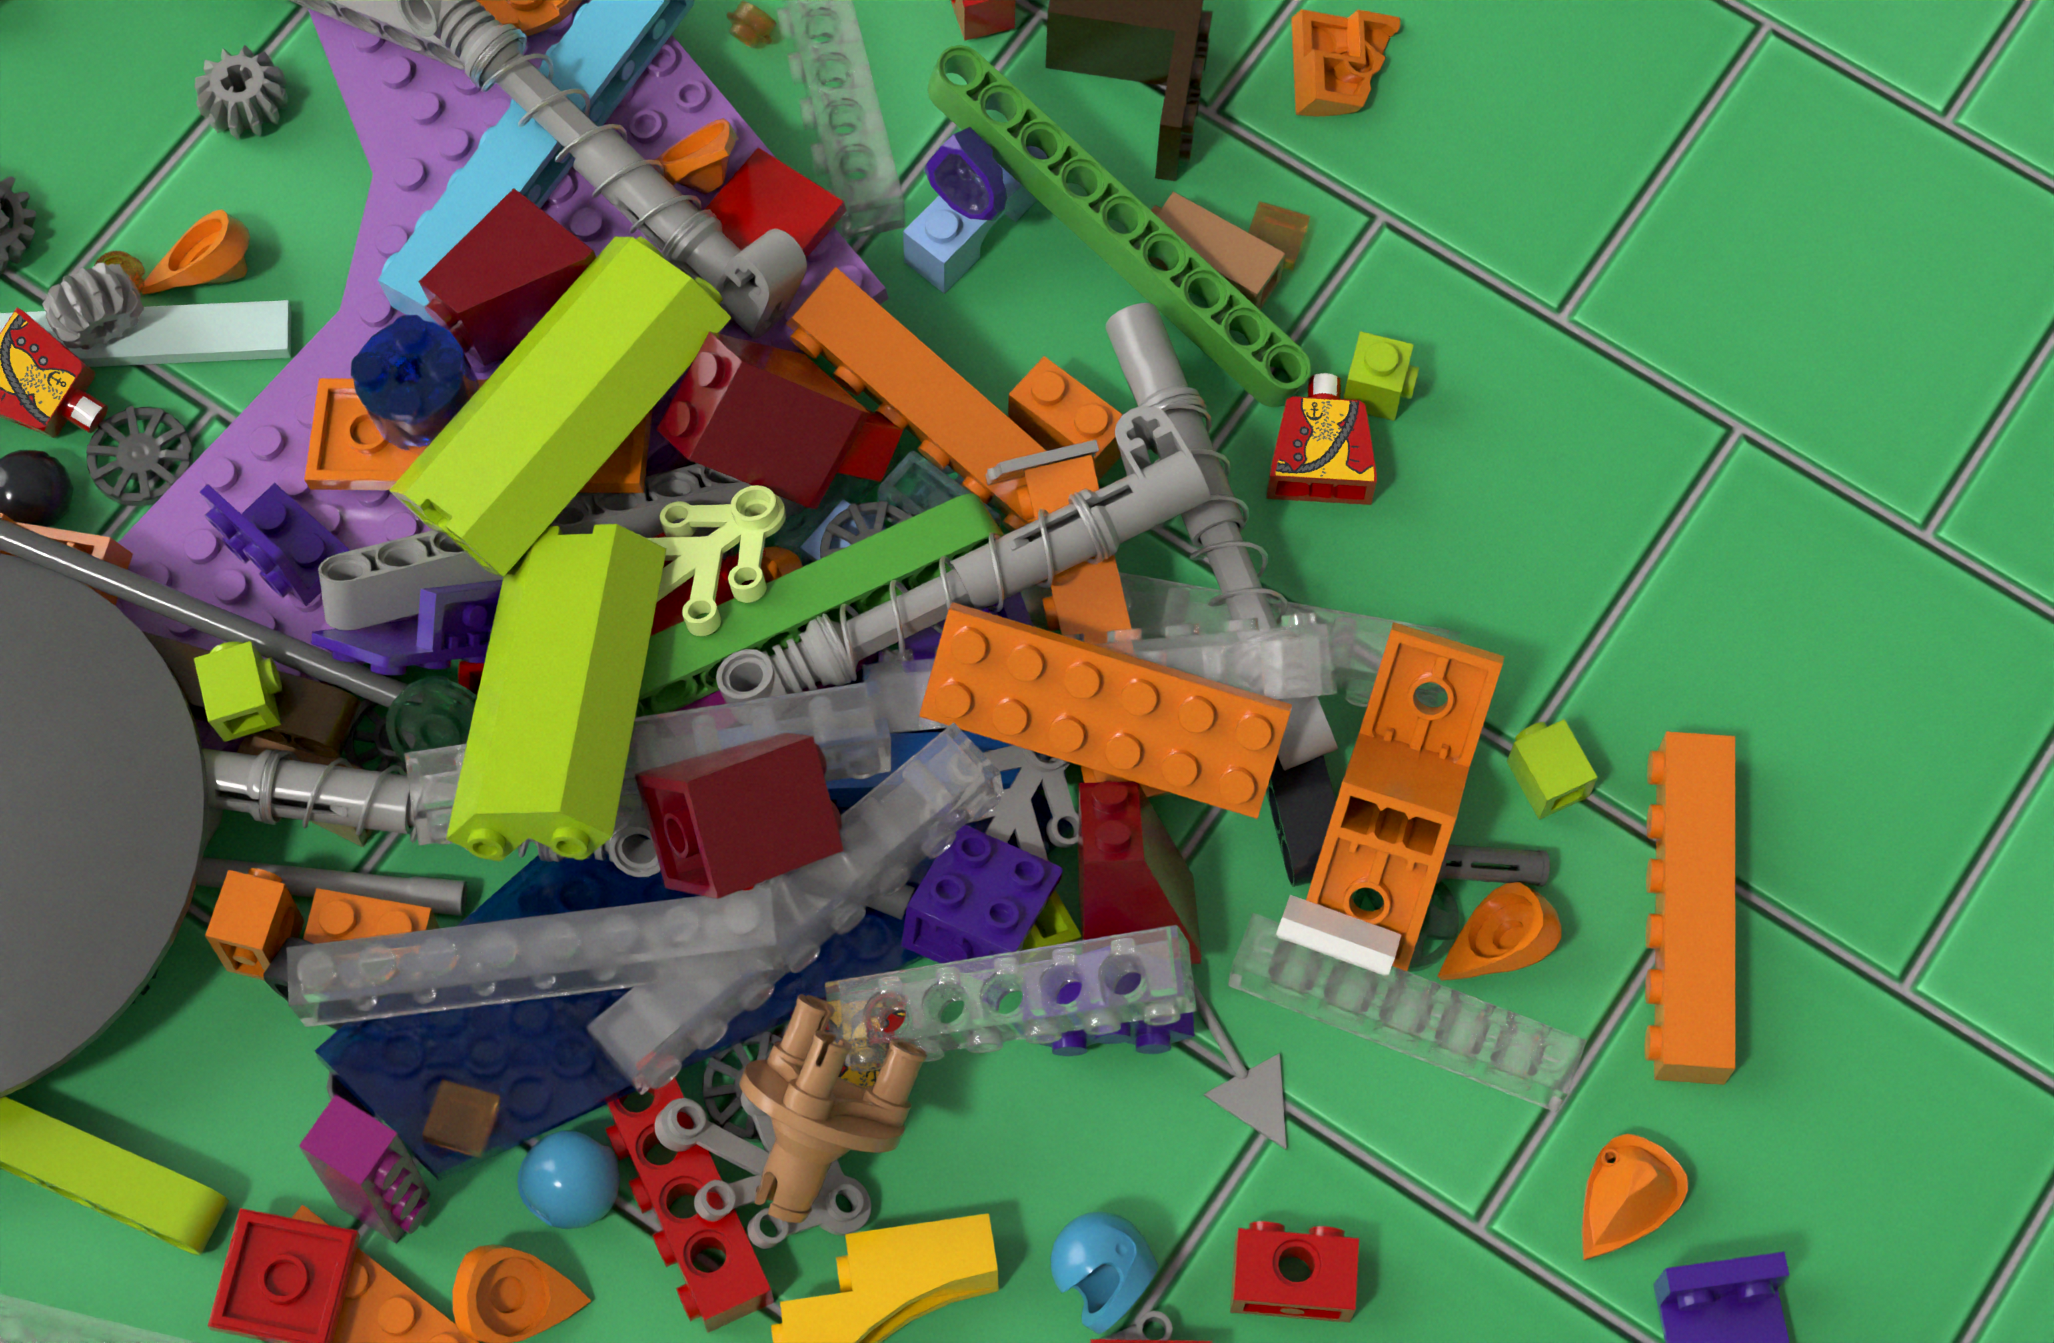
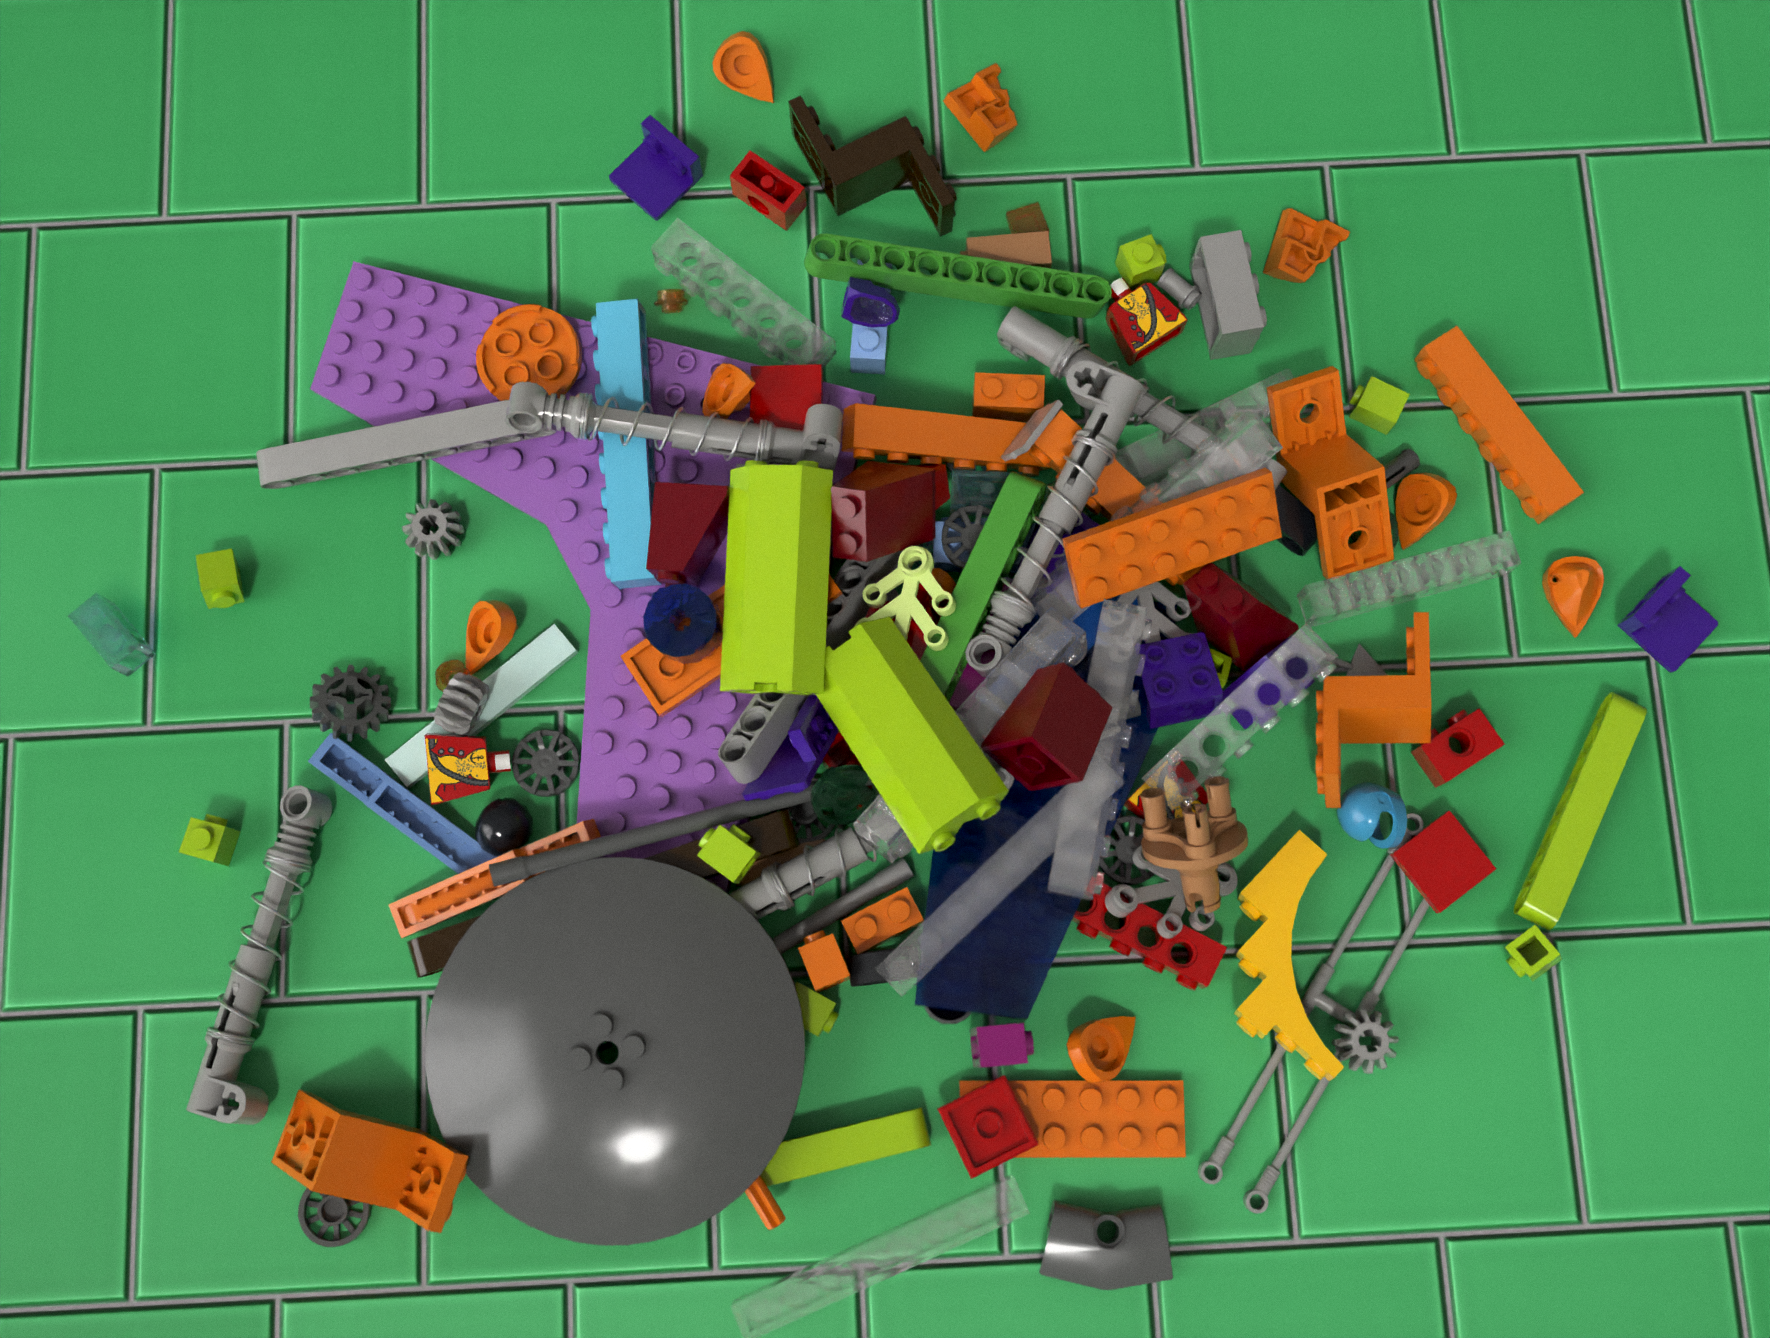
camera: 35 degrees left, 10 degrees up
(195, 979) = (816, 1010): none -> lime brick
(277, 539) = (675, 754): dark purple bracket -> none
(461, 1118) = (1018, 982): clear orange tile -> none
(569, 1180) = (1082, 968): dark azure helmet -> none
(1209, 1132) = (1373, 710): none -> orange bracket
(1338, 935) = (1358, 565): white tile -> none
(1409, 458) = (1180, 289): none -> light grey pin
(1454, 488) = (1229, 294): none -> light grey piece
(1618, 504) = (1301, 246): none -> orange slope

